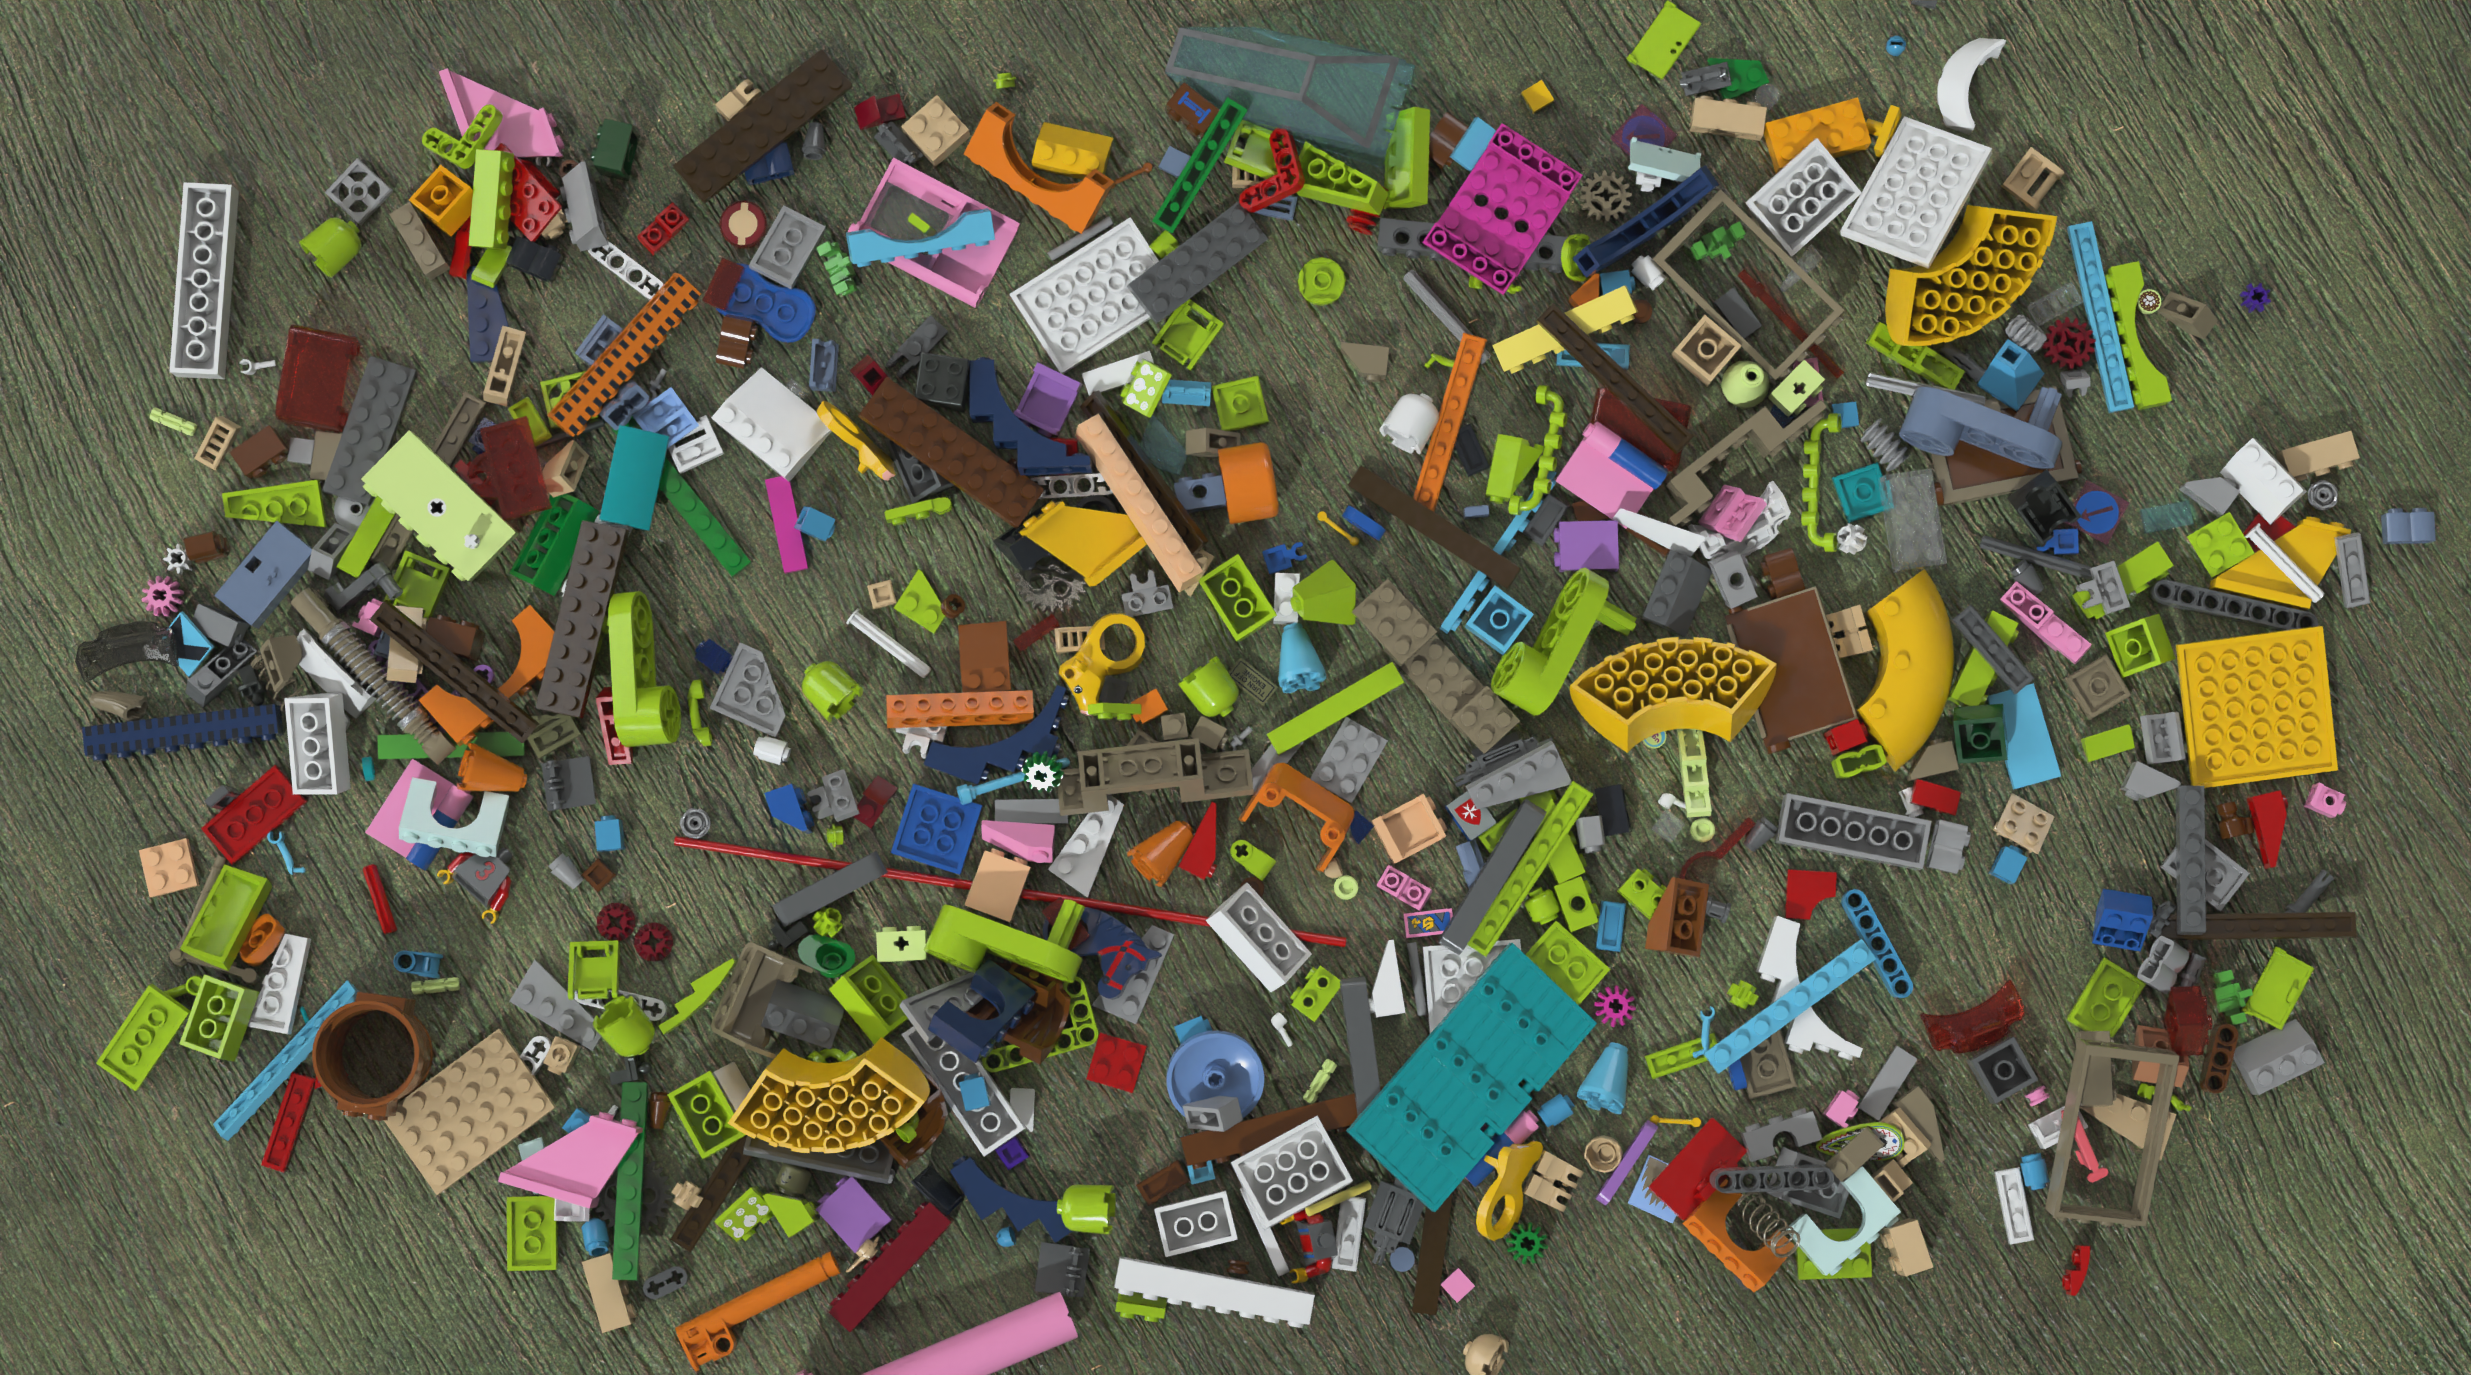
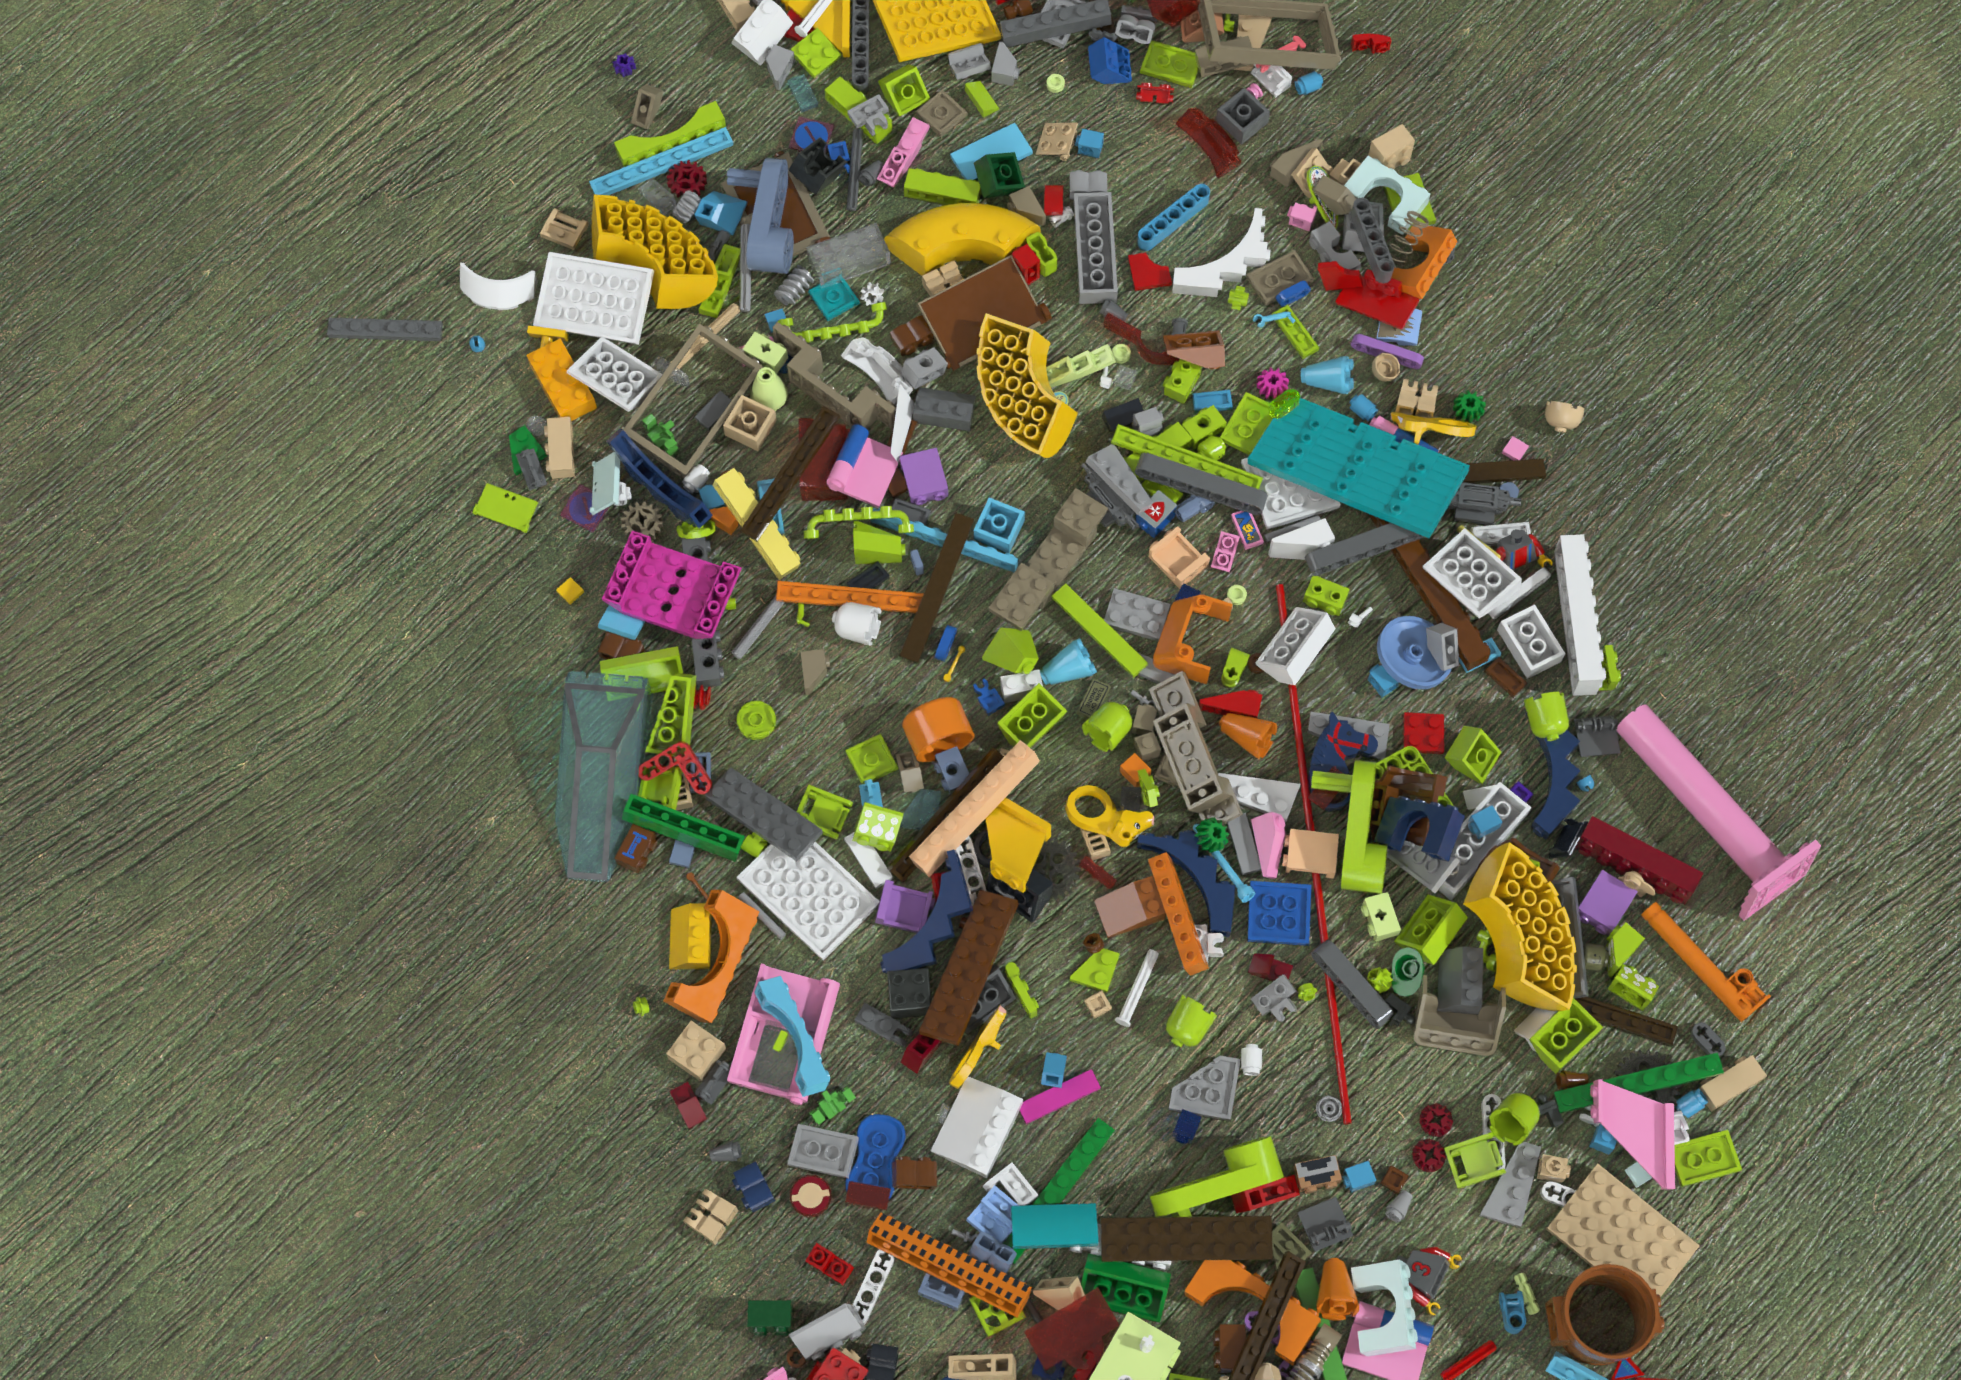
camera: 105 degrees left, 15 degrees down
(526, 408) = (1018, 1342): lime tile -> none
(624, 789) = (1317, 1174): none -> brick
(687, 1195) = (1633, 1038): tan gear -> none
(696, 692) = (1219, 1134): lime bar -> none
(704, 989) = (1462, 1065): lime slope -> none
(762, 126) = (724, 1194): dark brown plate -> none
(787, 805) = (1295, 1031): blue slope -> none
(823, 365) = (917, 1098): sand blue hinge -> none
(1073, 1112) = (1473, 753): none -> lime slope
(1146, 596) = (1045, 794): light grey plate -> none
(1237, 1266) = (1553, 606): reddish brown bush -> none
(1320, 1081) = (1392, 580): yellowish green axle -> none
(1535, 674) = (1028, 481): lime beam -> none
(1575, 1013) = (1283, 403): none -> clear neon green beam
(1695, 1122) = (1341, 313): yellow hinge -> none
(1732, 513) = (874, 374): bright pink slope -> none
(1740, 1123) = (1337, 277): none -> red tile
(1758, 290) = (693, 399): clear red bar -> none
(1789, 1006) = (1239, 261): medium azure plate -> none
(1847, 331) = (716, 326): none -> tan axle
(1887, 1083) = (1273, 191): light grey tile -> none
(1992, 649) = (933, 180): dark grey tile -> none
(2014, 1205) = (1337, 93): white tile -> none
(2069, 959) = (1148, 91): none -> red hinge
(2075, 379) = (714, 169): light grey tile -> none
(2110, 843) = (1055, 83): none -> yellowish green tile
(2148, 301) = (642, 131): tile -> none

